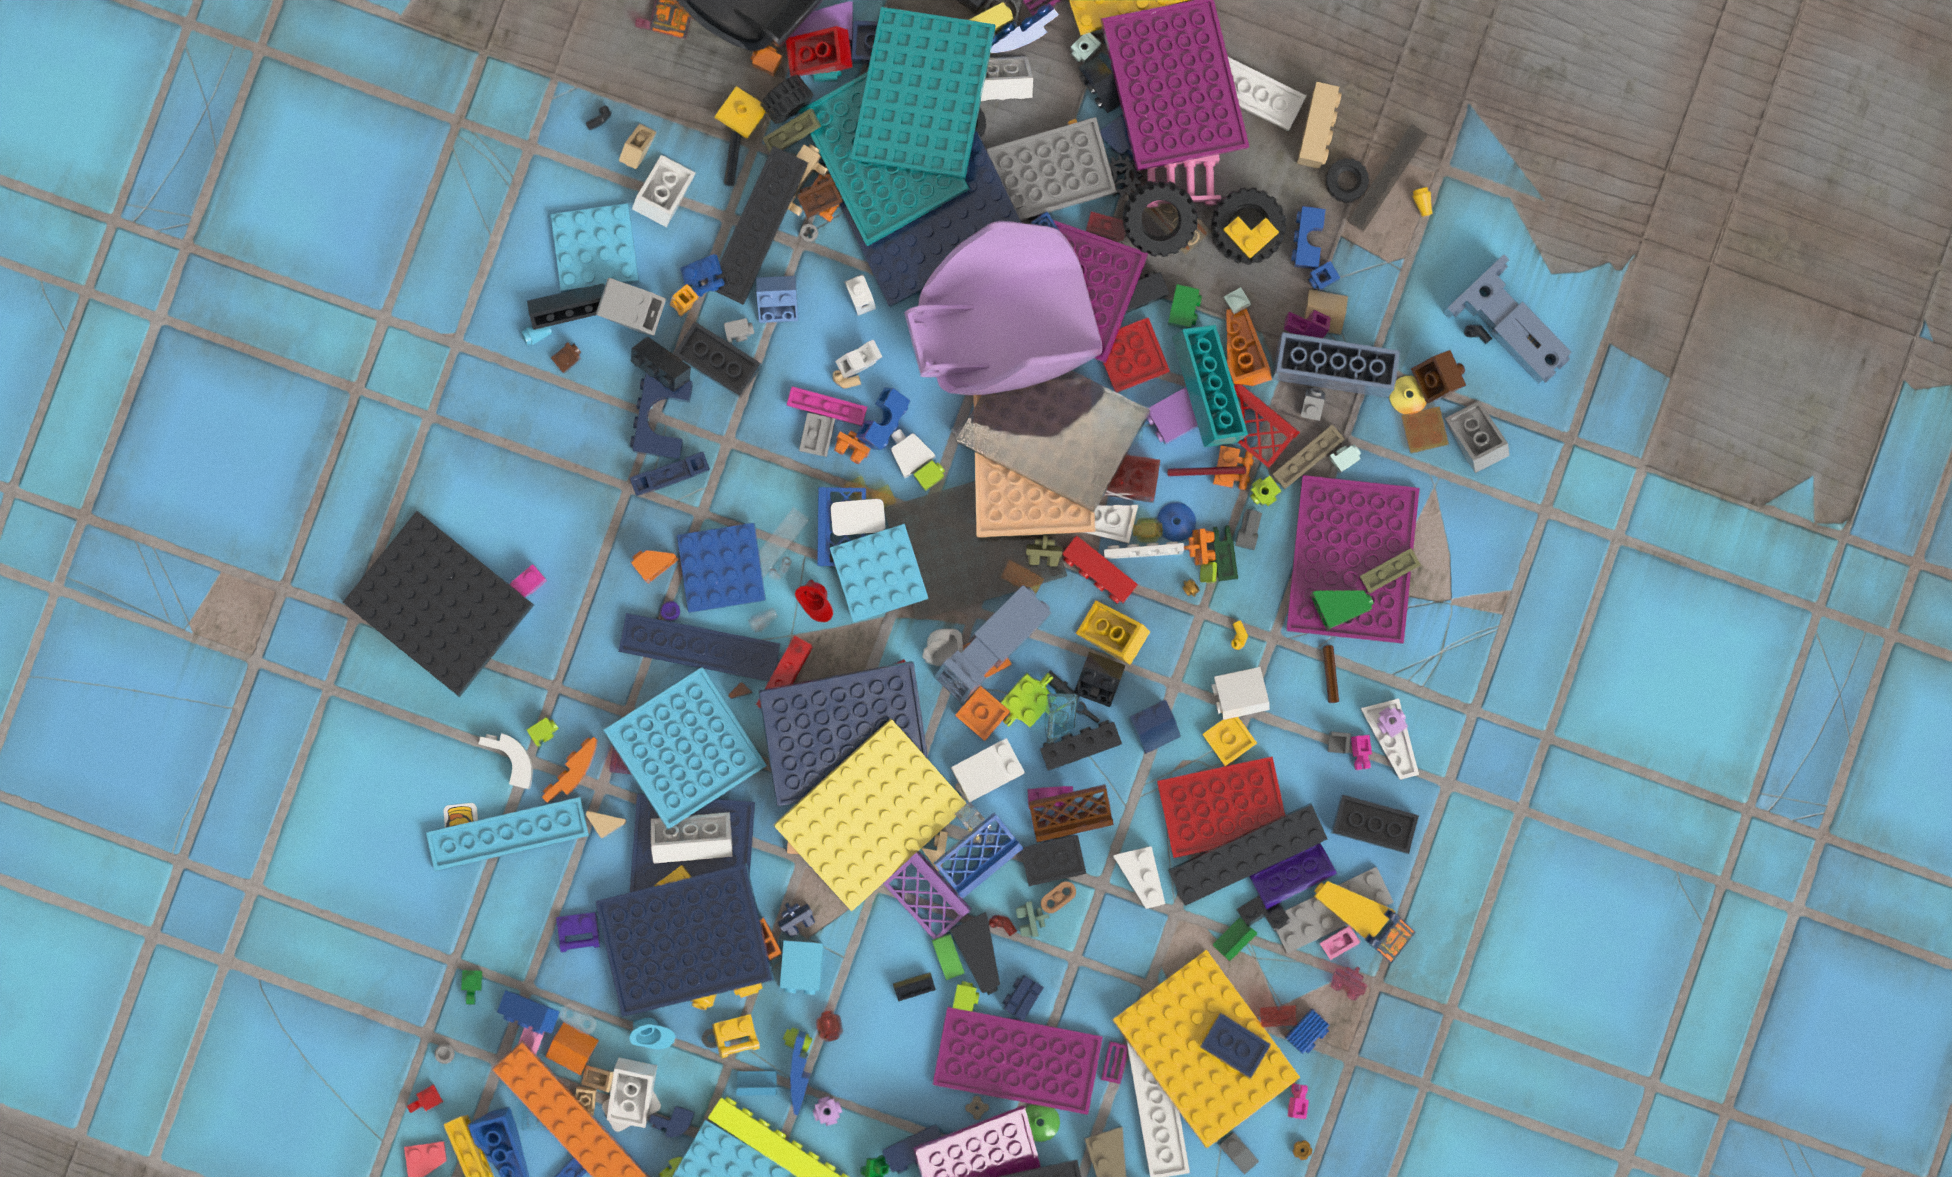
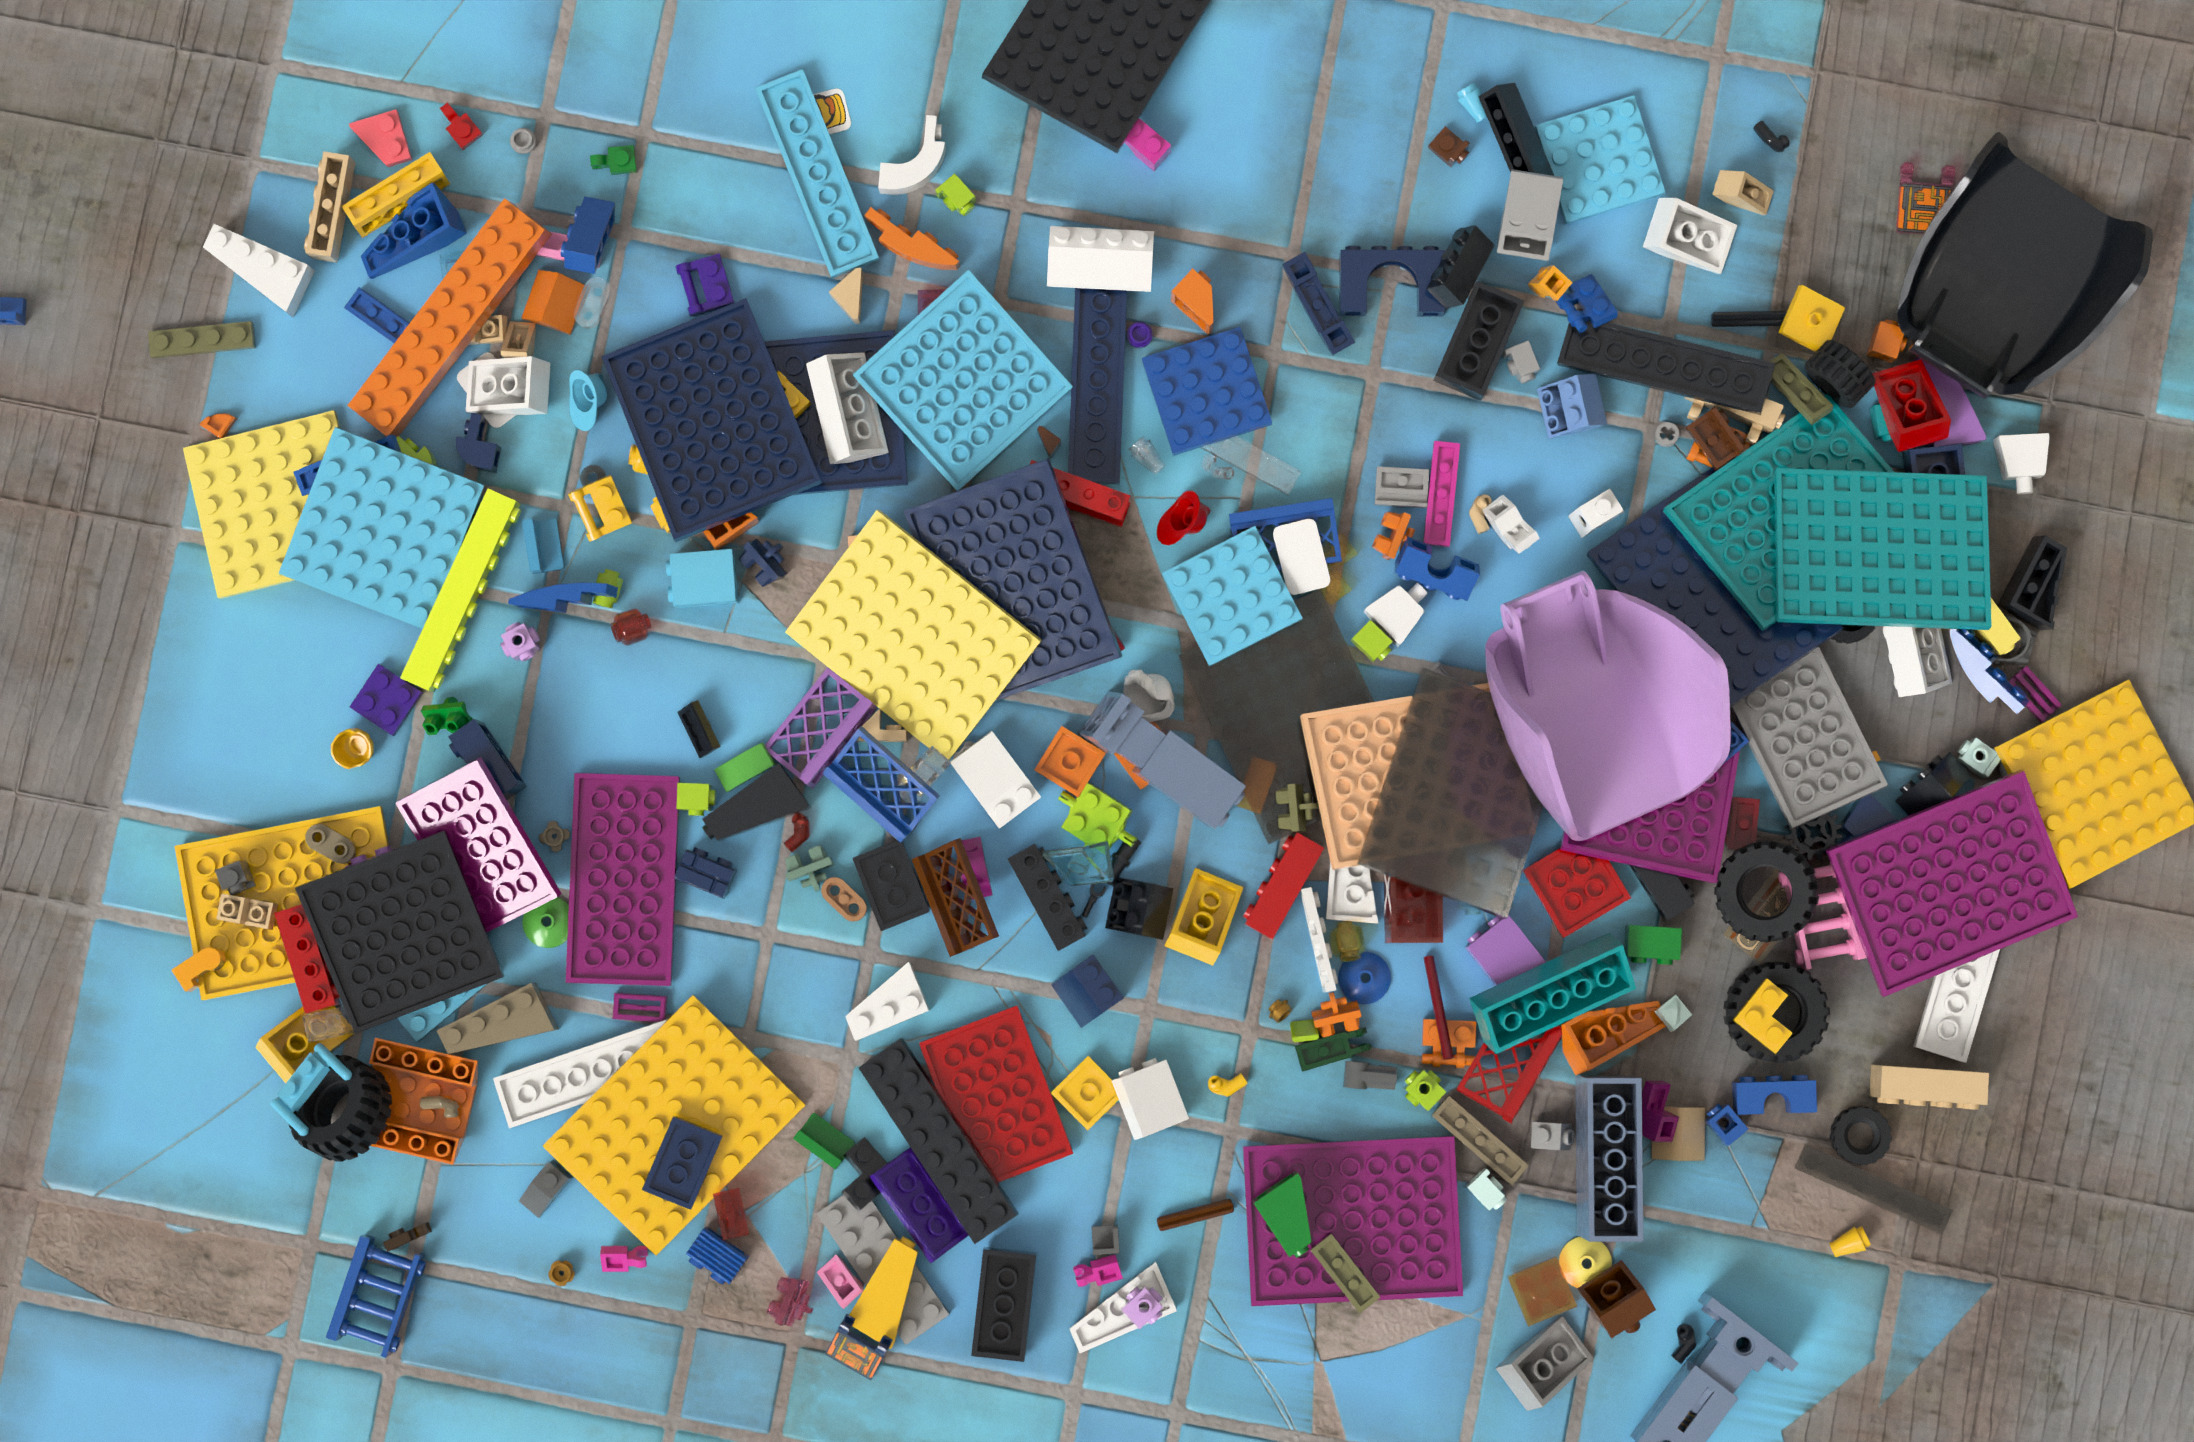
camera: 90 degrees right, 0 degrees up
(609, 630) = (1100, 258): none -> white slope

